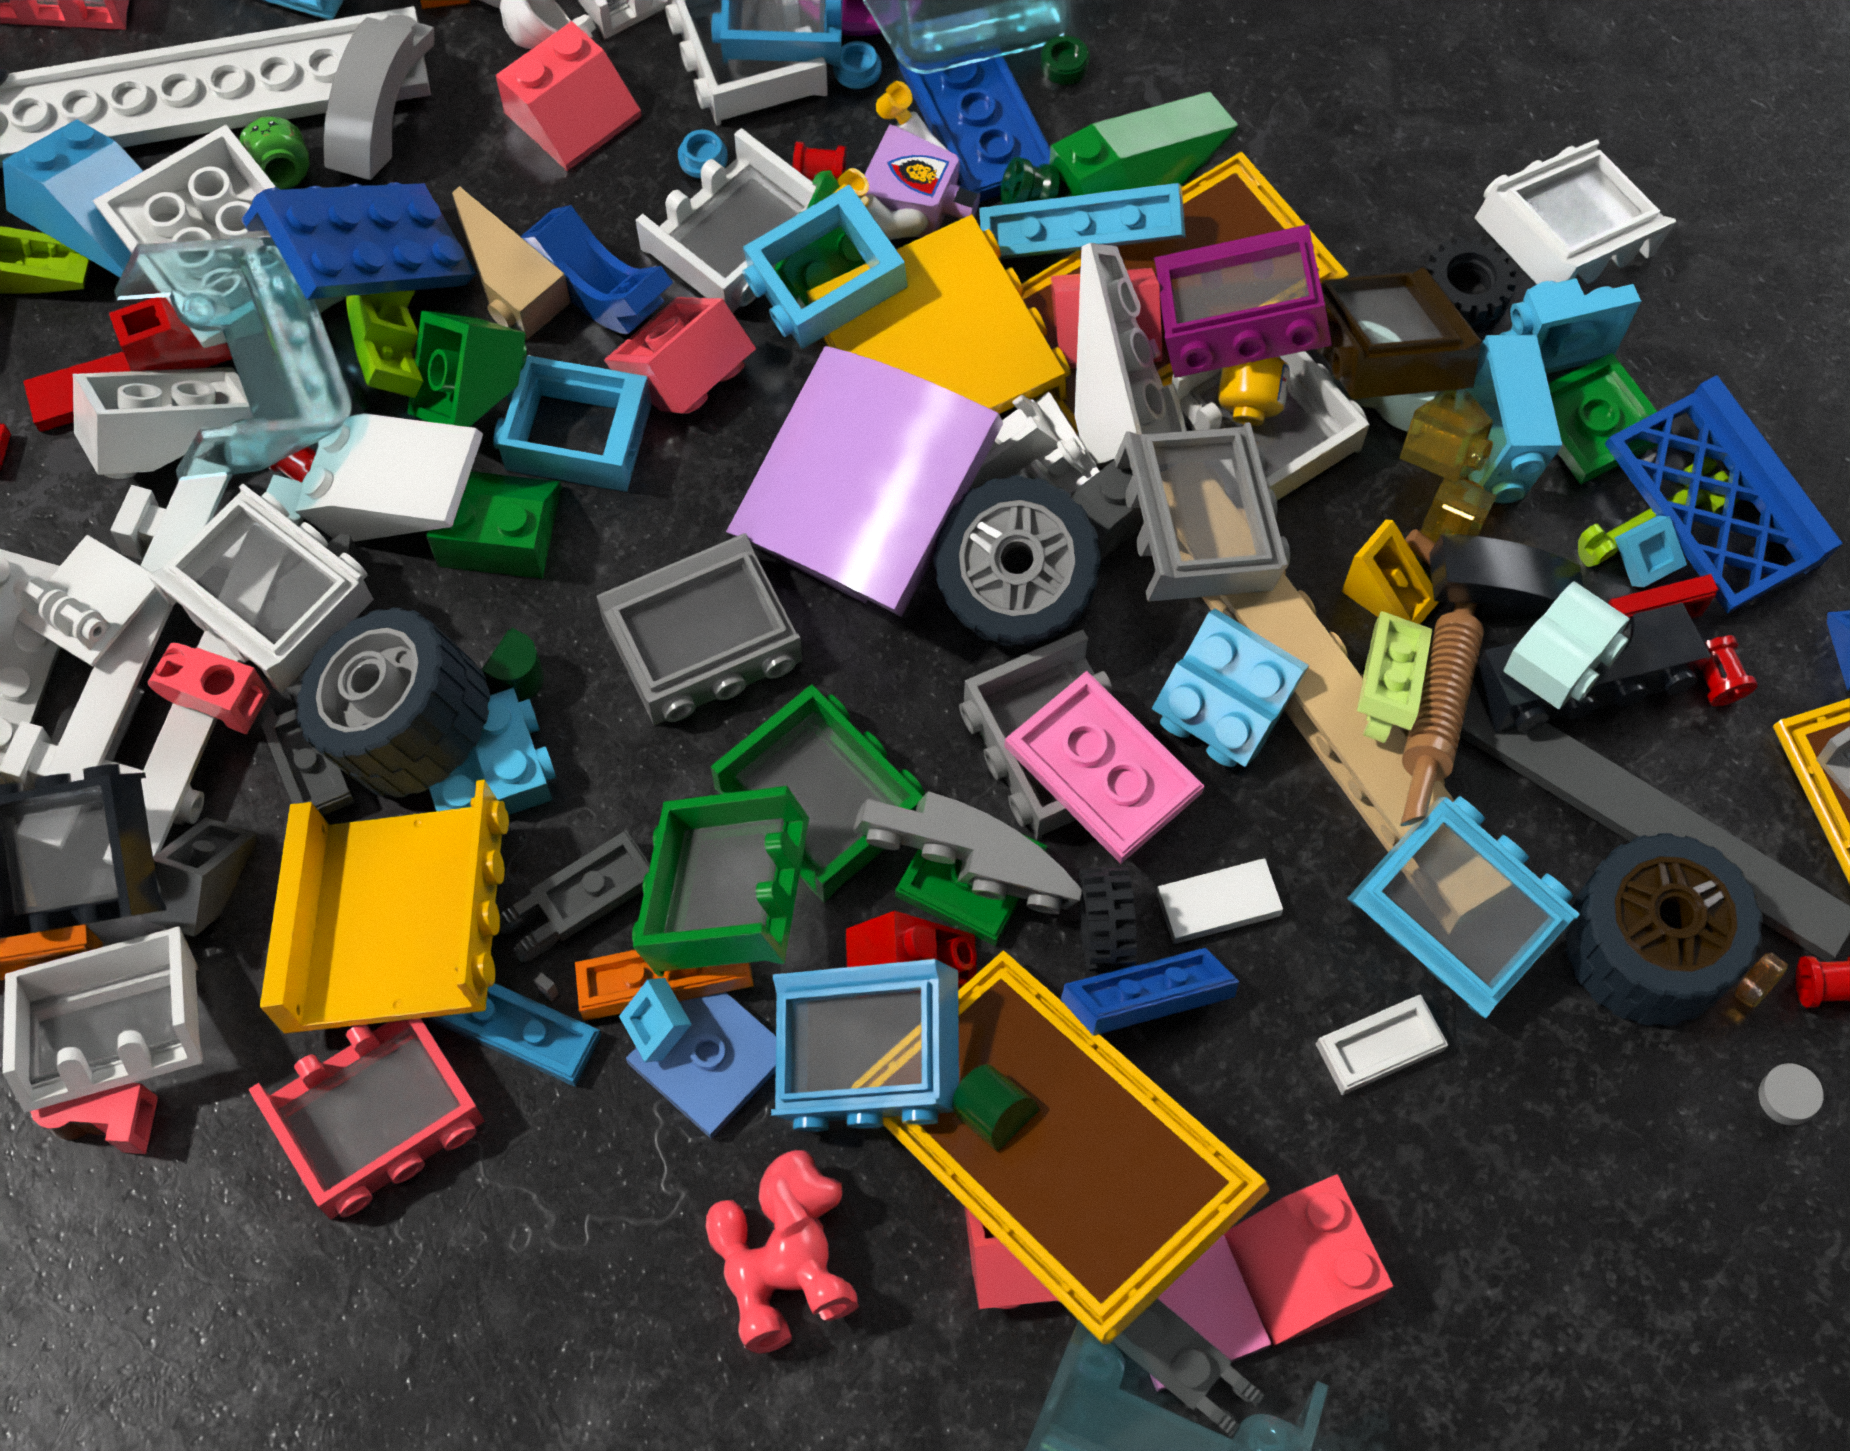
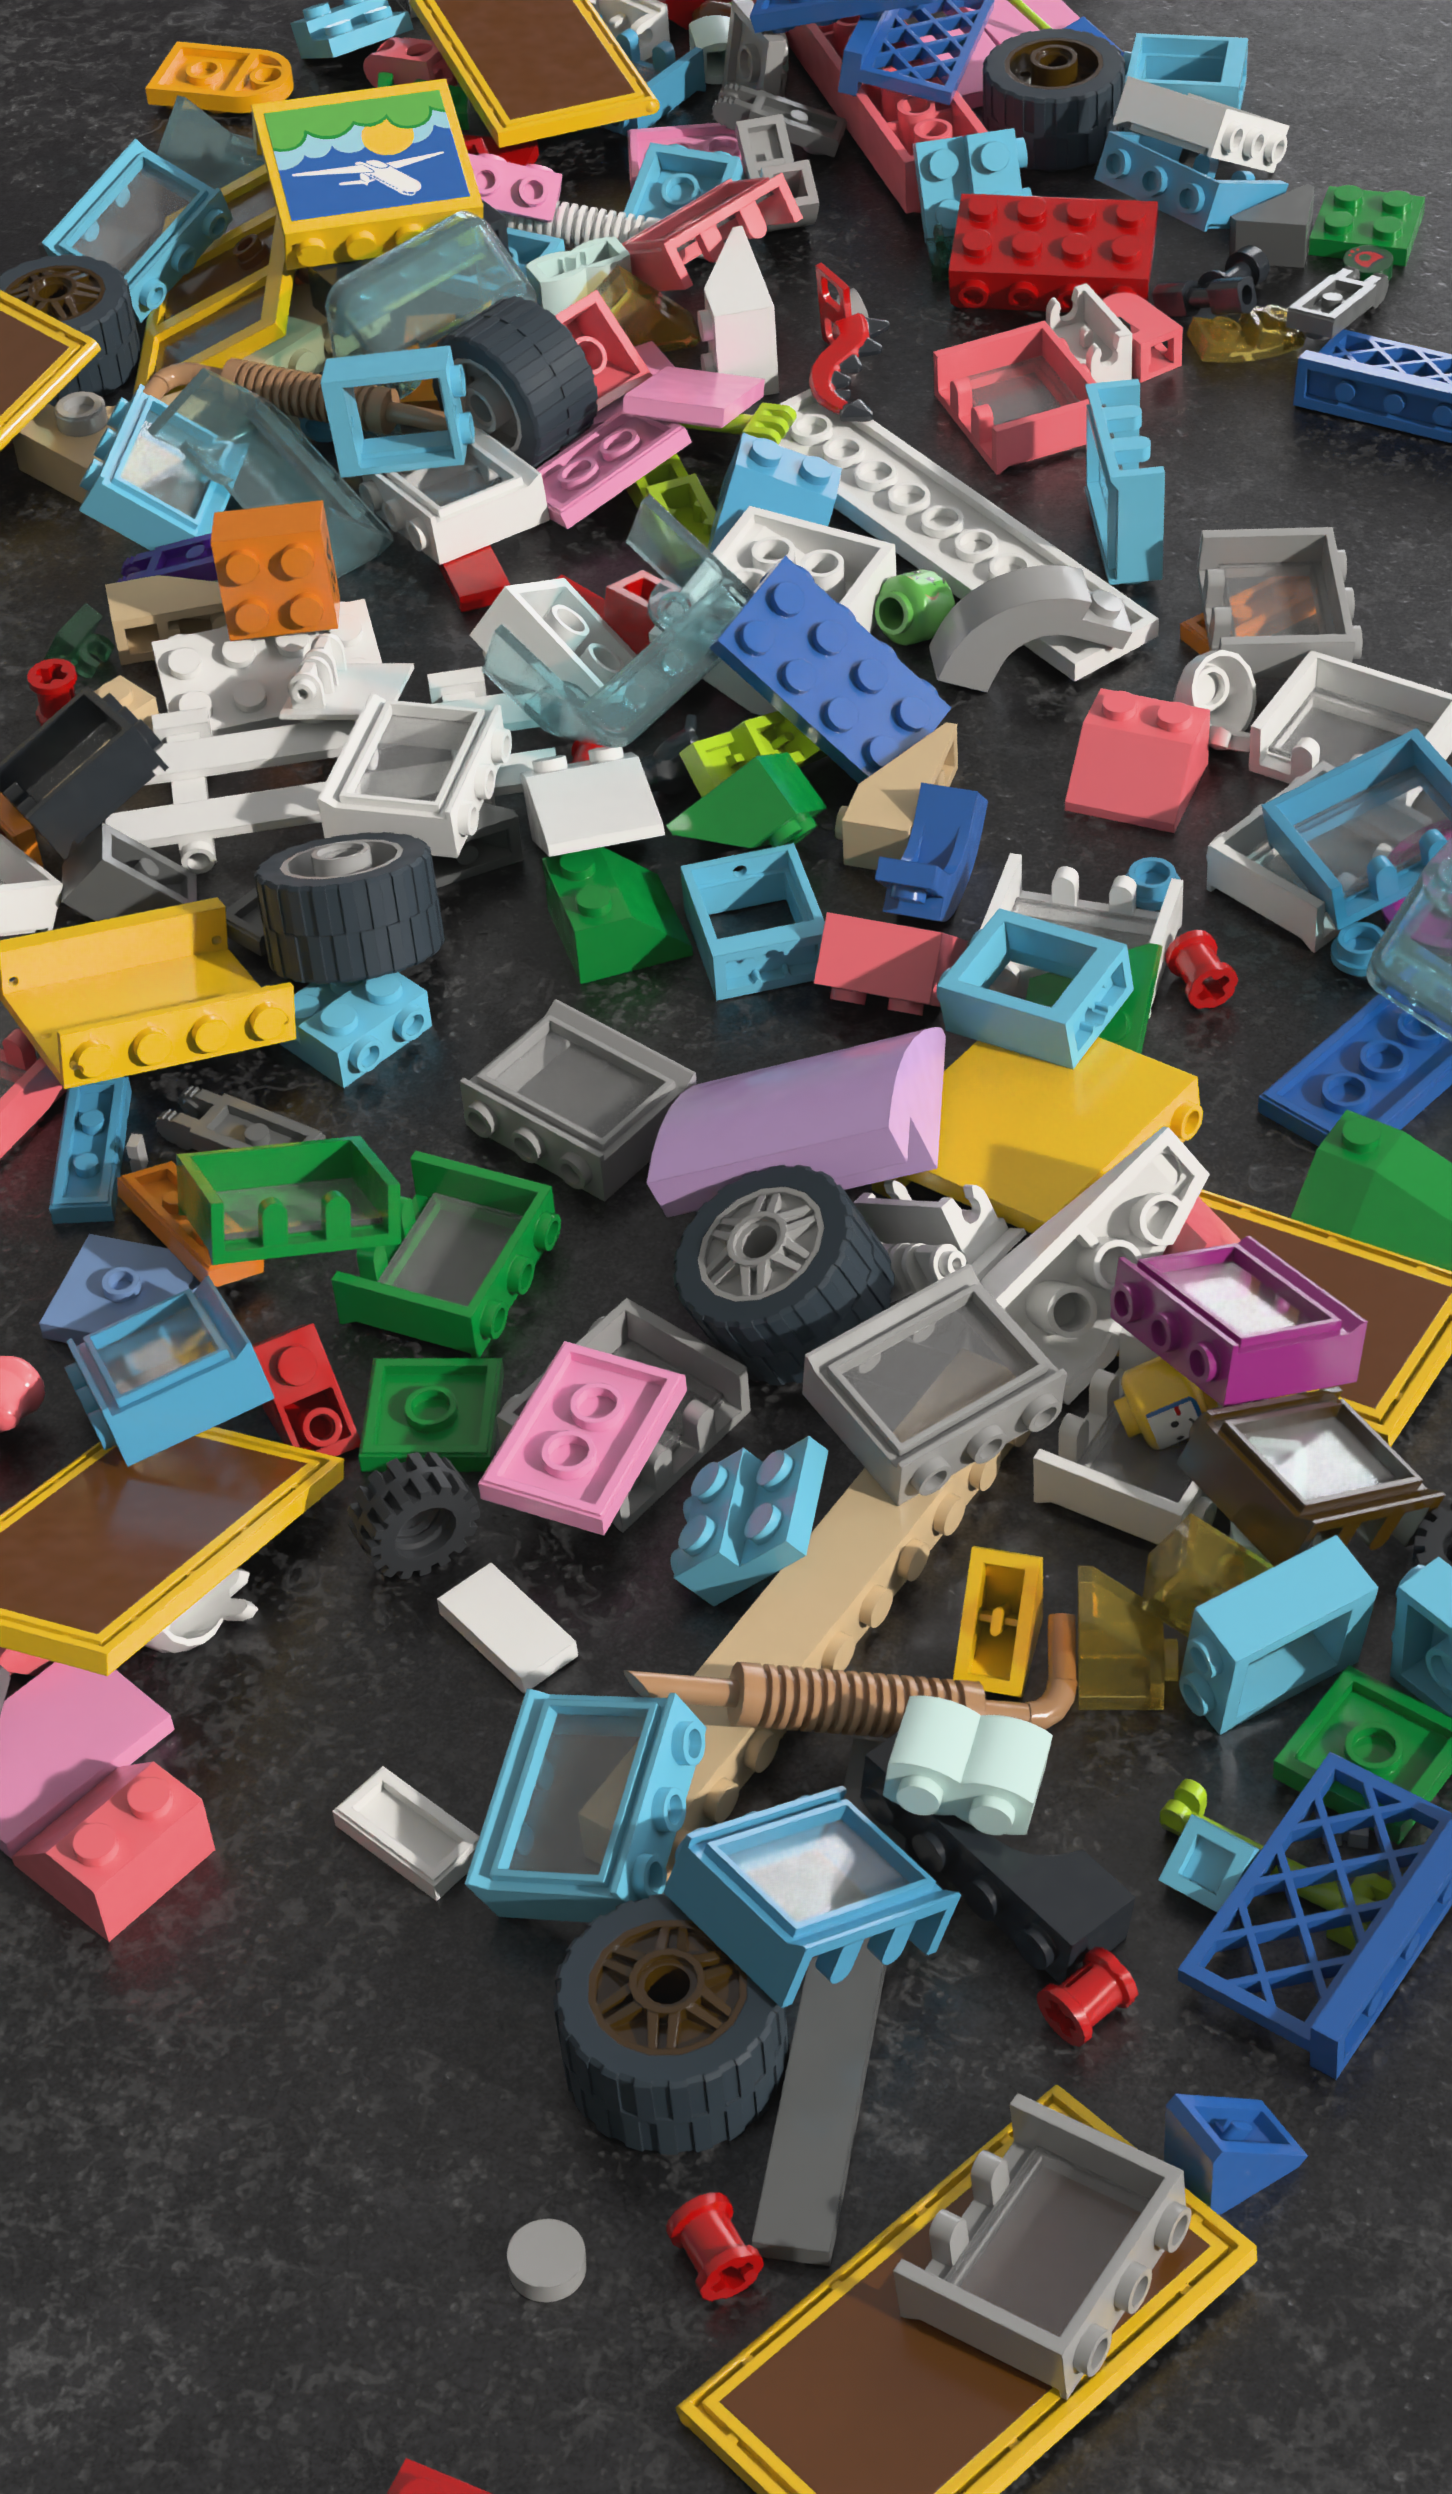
camera: 70 degrees right, 20 degrees down
(210, 685) = (293, 793): coral leg -> none
(514, 666) = (458, 992): dark green brick -> none
(655, 1020) = (127, 1225): medium azure plate -> none
(911, 174) = (1226, 1033): torso -> none
(992, 854) = (433, 1372): light grey slope -> none
(992, 1105) = (135, 1472): dark green brick -> none
(1028, 183) = (1297, 1129): dark green wheel -> none
(1097, 218) = (1275, 1181): medium azure plate -> none
(1149, 991) = (347, 1579): blue tile -> none
(1393, 675) = (844, 1633): yellowish green plate -> none
(1499, 574) = (1087, 1752): black slope -> none
(1627, 793) = (806, 1886): none -> dark azure window
(1694, 594) = (1158, 1916): red tile -> none
(1761, 980) = (673, 2167): clear orange tile -> none

